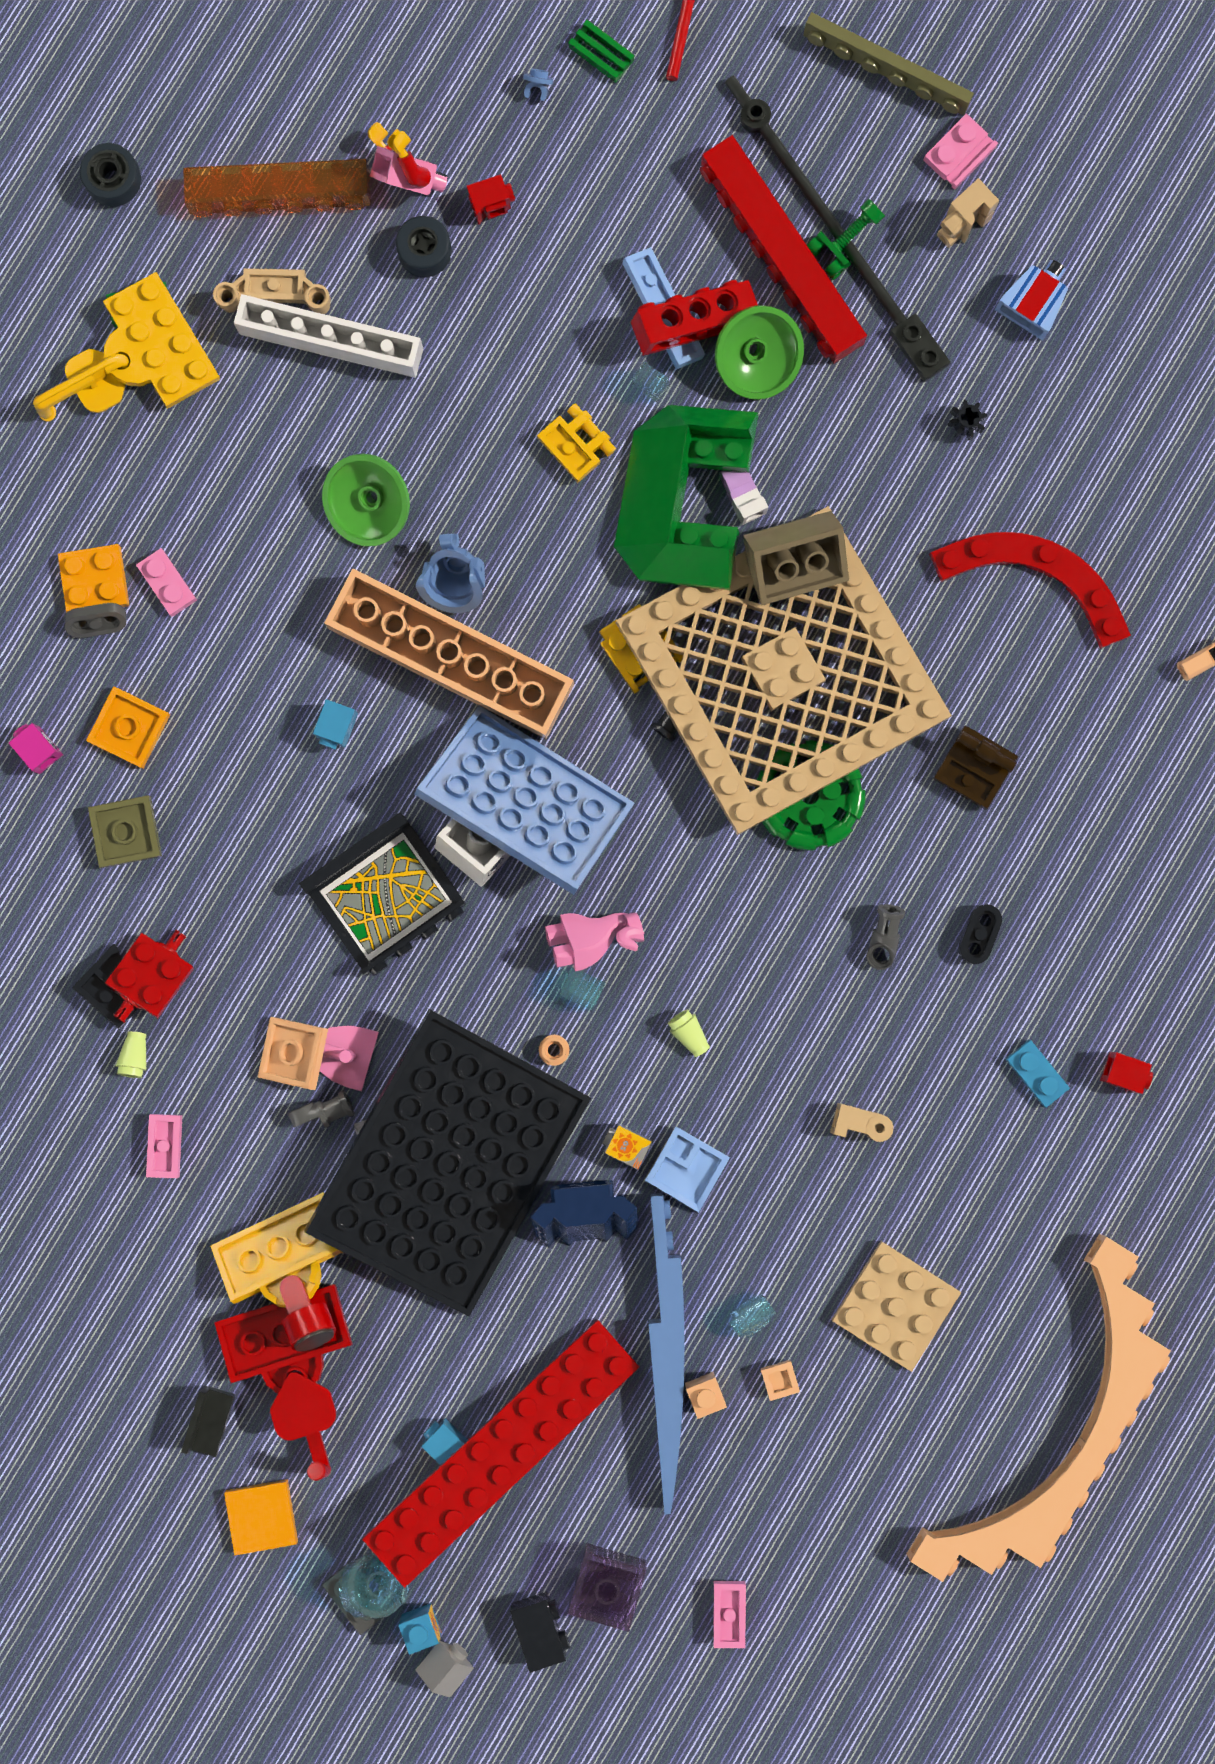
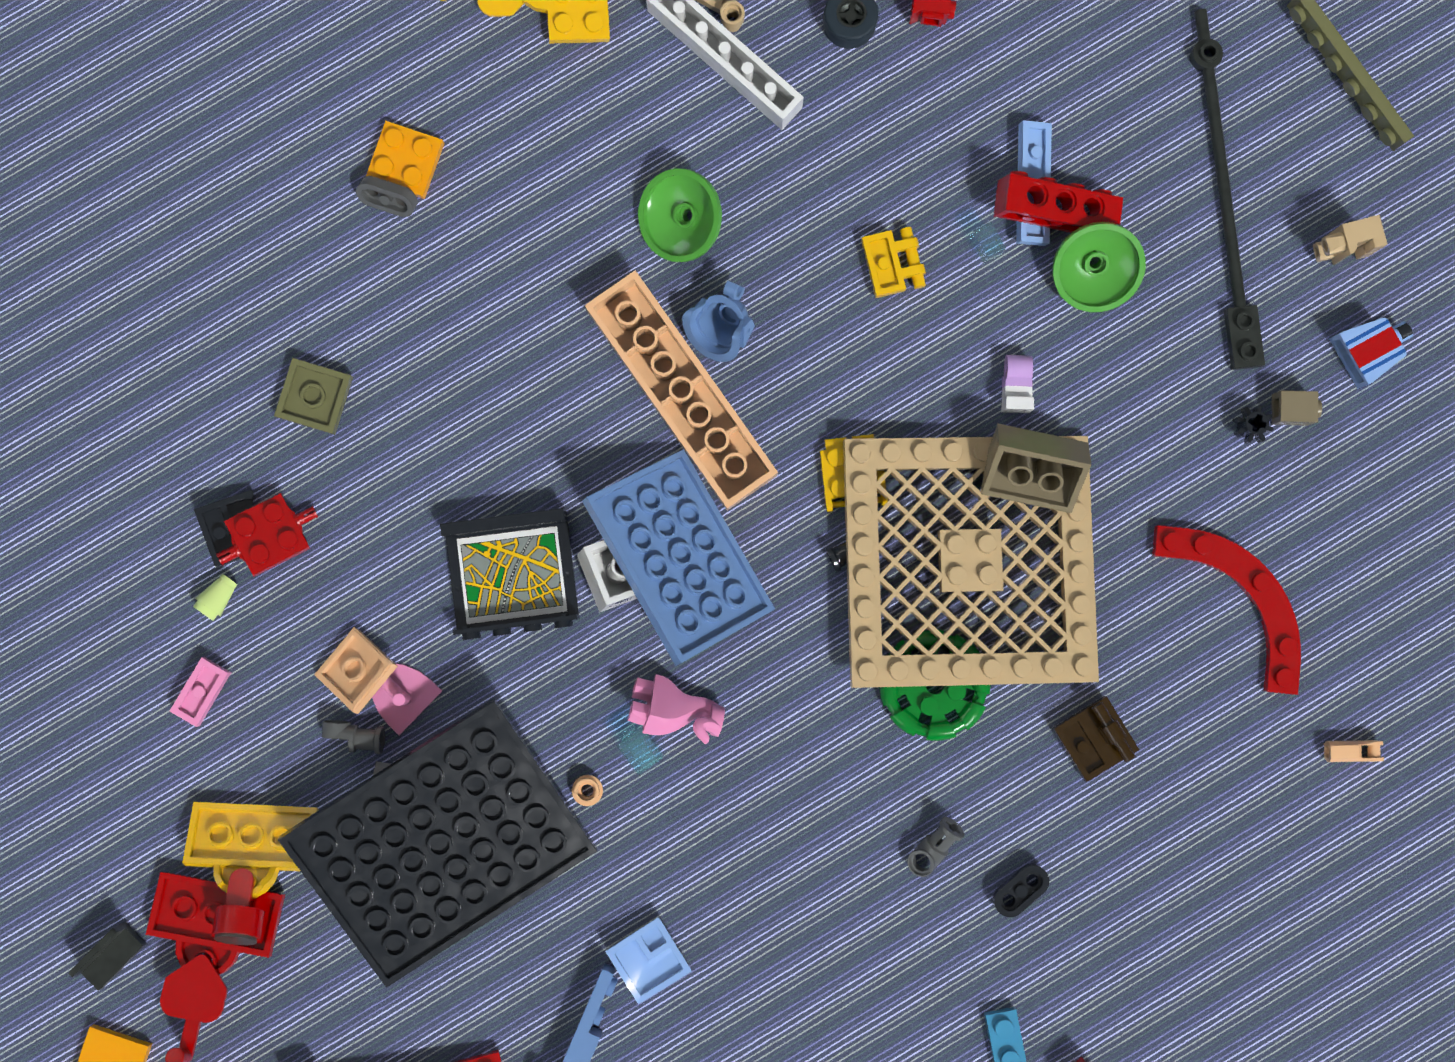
camera: 30 degrees right, 0 degrees up
(35, 747) = (274, 280): dark pink brick -> none
(128, 727) = (366, 305): light orange tile -> none
(166, 582) = (467, 195): bright pink plate -> none
(335, 725) = (547, 400): dark azure brick -> none
(584, 1213) = (537, 949): dark blue slope -> none
(626, 1145) = (606, 911): brick -> none
(649, 522) = (918, 370): green slope -> none
(689, 1032) = (714, 839): yellowish green cone -> none
(782, 250) = (1167, 186): red brick -> none
(869, 214) = (1263, 195): green bar -> none
(874, 1125) = (826, 1001): tan leg -> none
(960, 151) = (1373, 181): bright pink plate -> none
(997, 385) = (1295, 408): none -> dark tan brick

